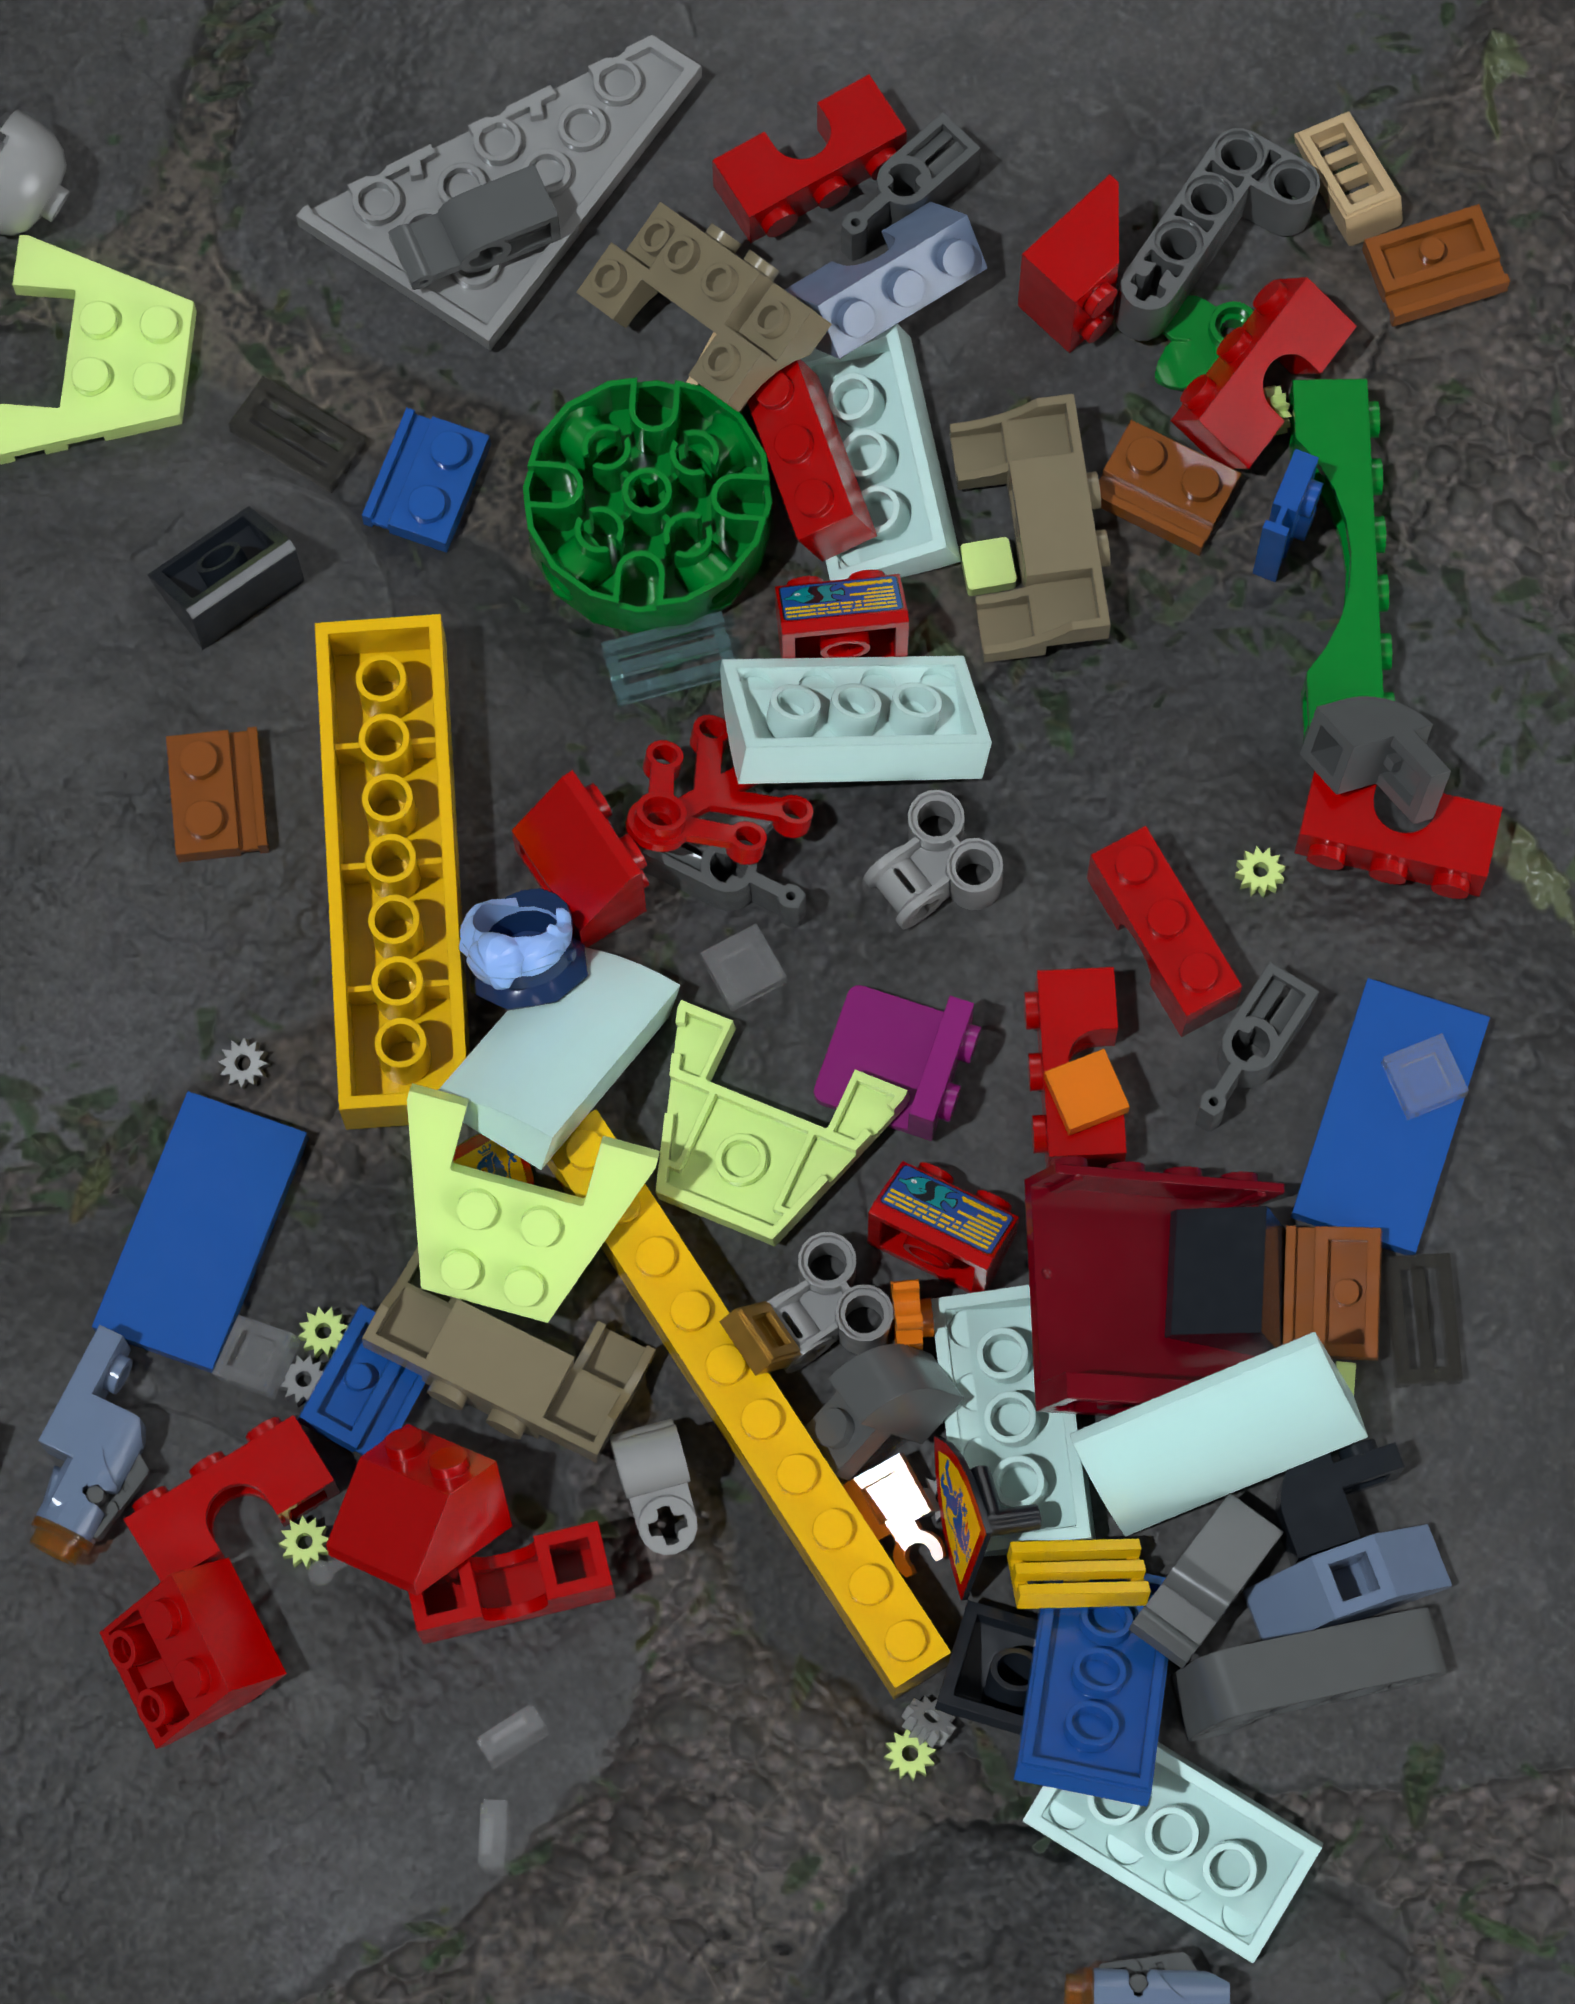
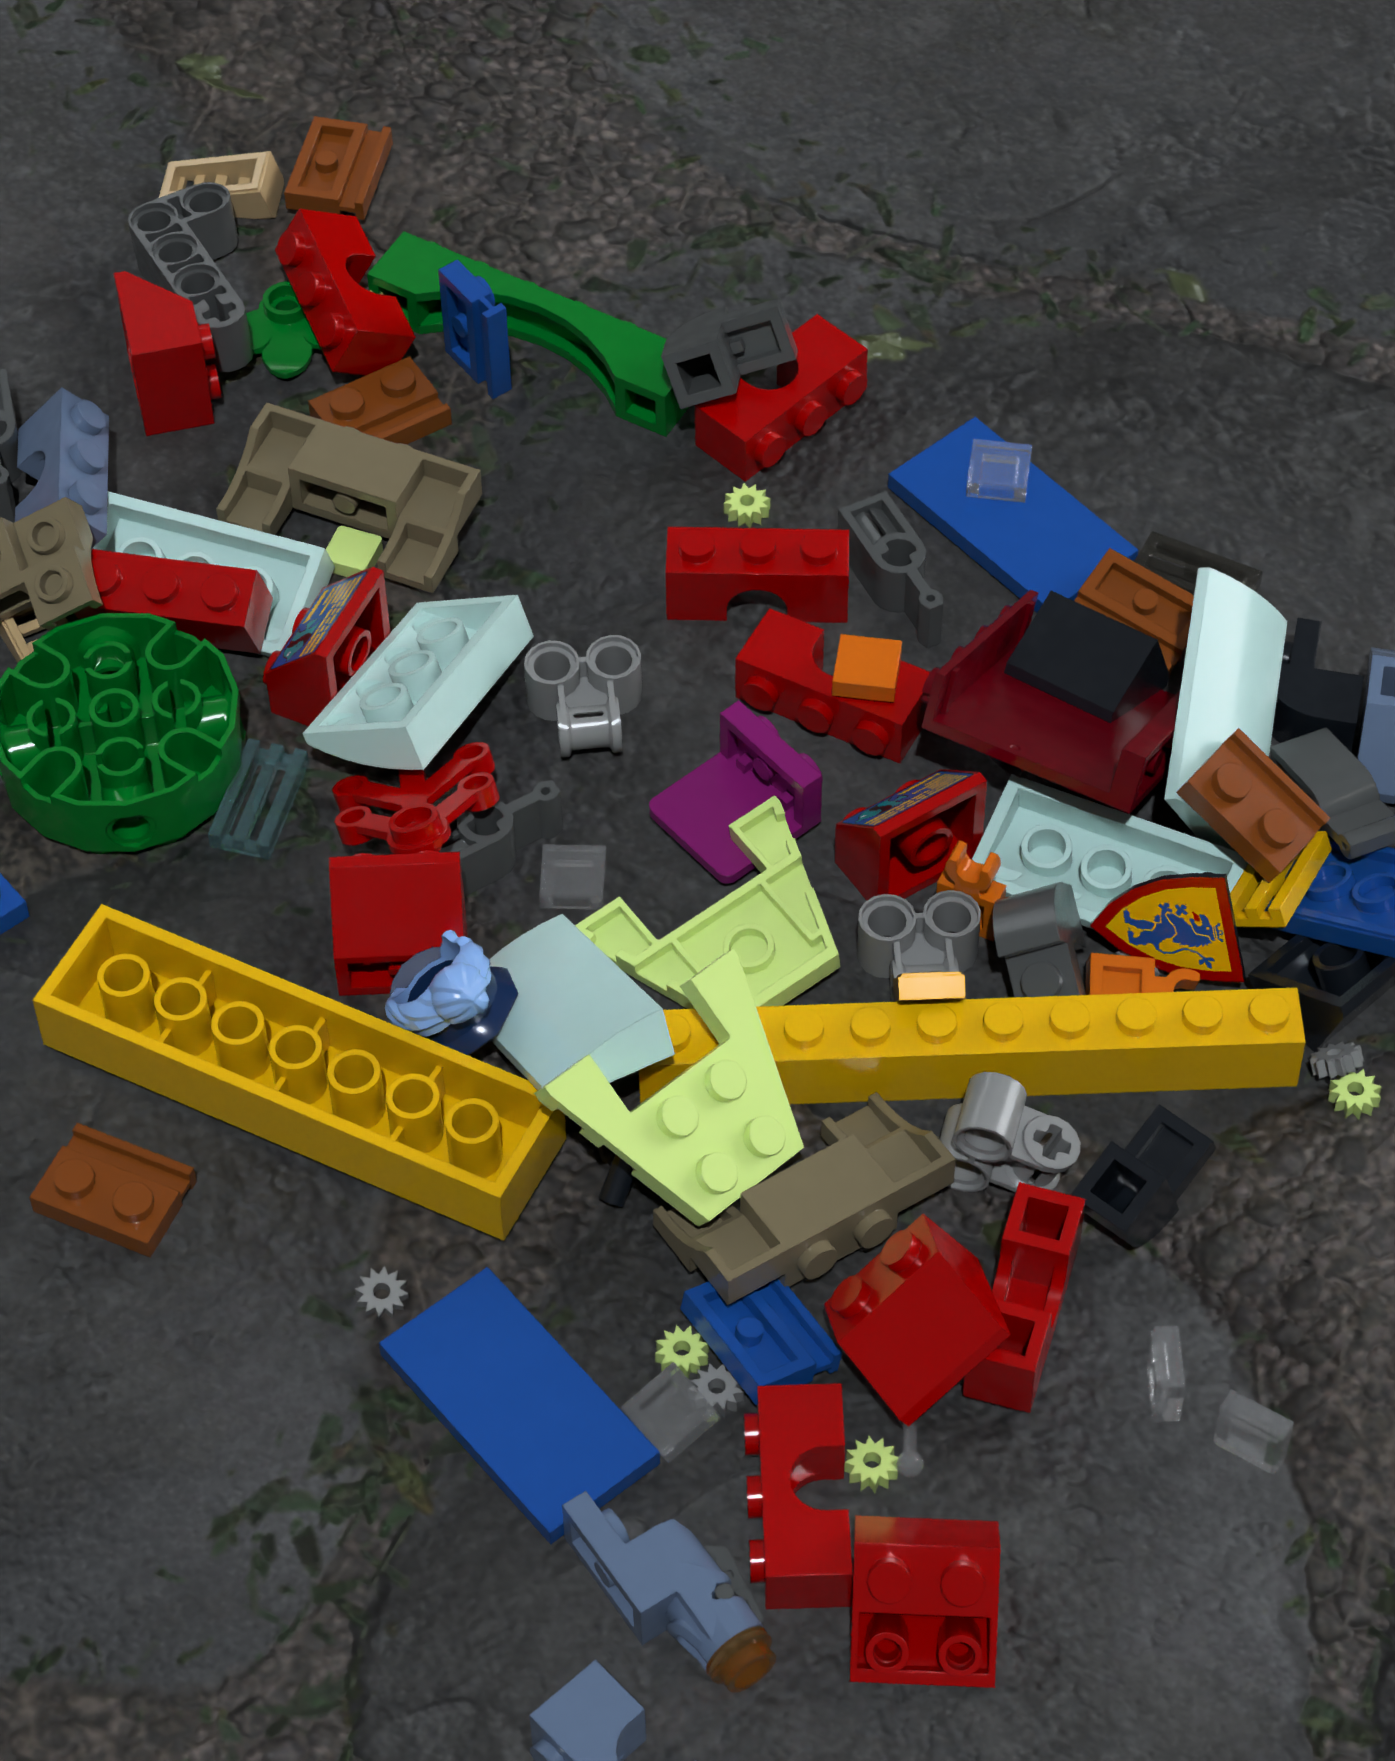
camera: 60 degrees left, 20 degrees down
(683, 1621) = (1138, 1186): none -> black brick
(1116, 1514) = (1253, 805): none -> dark orange plate

